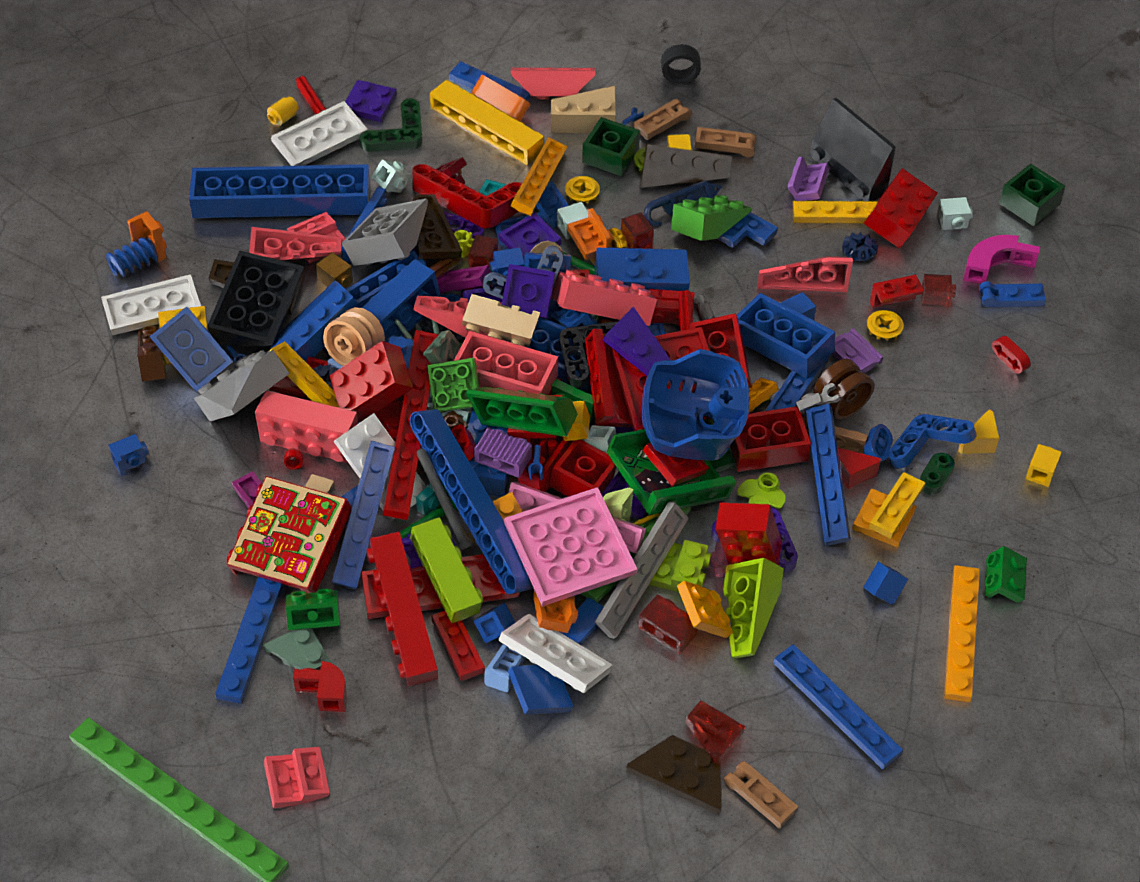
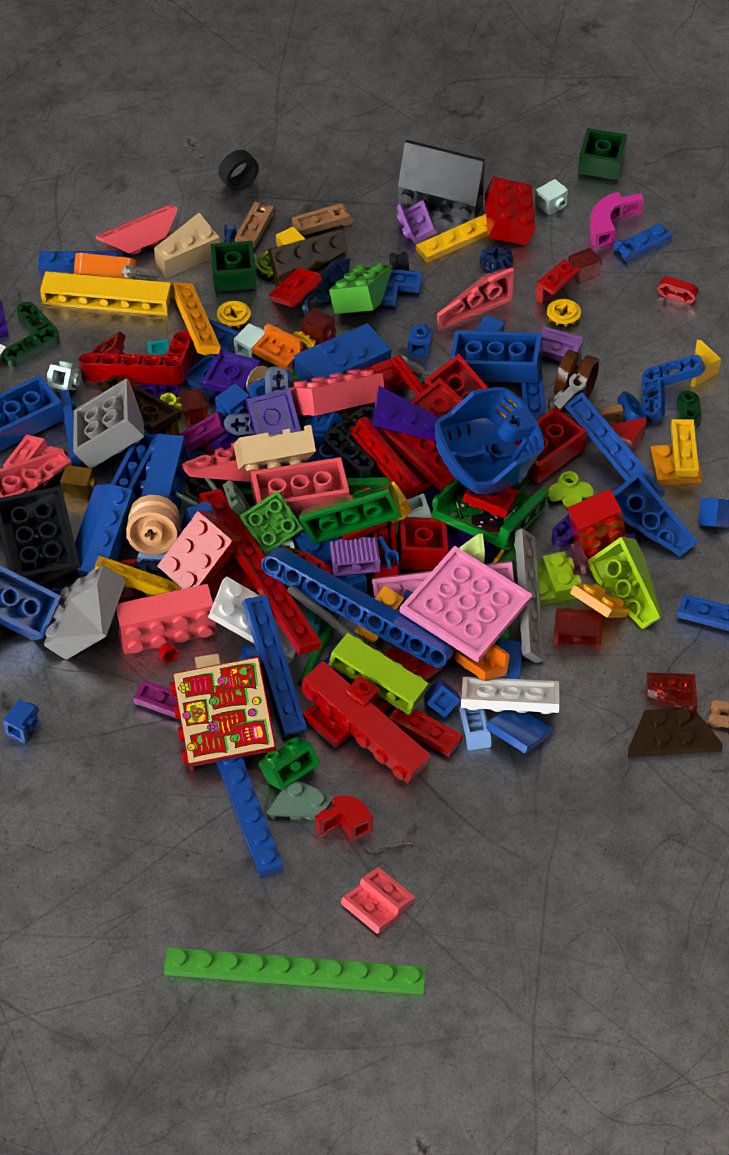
camera: 30 degrees left, 0 degrees up
(417, 579) = (363, 691): none -> red bracket
(525, 117) = (139, 273): none -> light grey axle
(655, 187) = (295, 287): none -> red plate
(732, 286) = (422, 336): none -> blue brick
(765, 209) = (399, 261): none -> black wheel
(812, 545) = (650, 515): none -> blue wedge

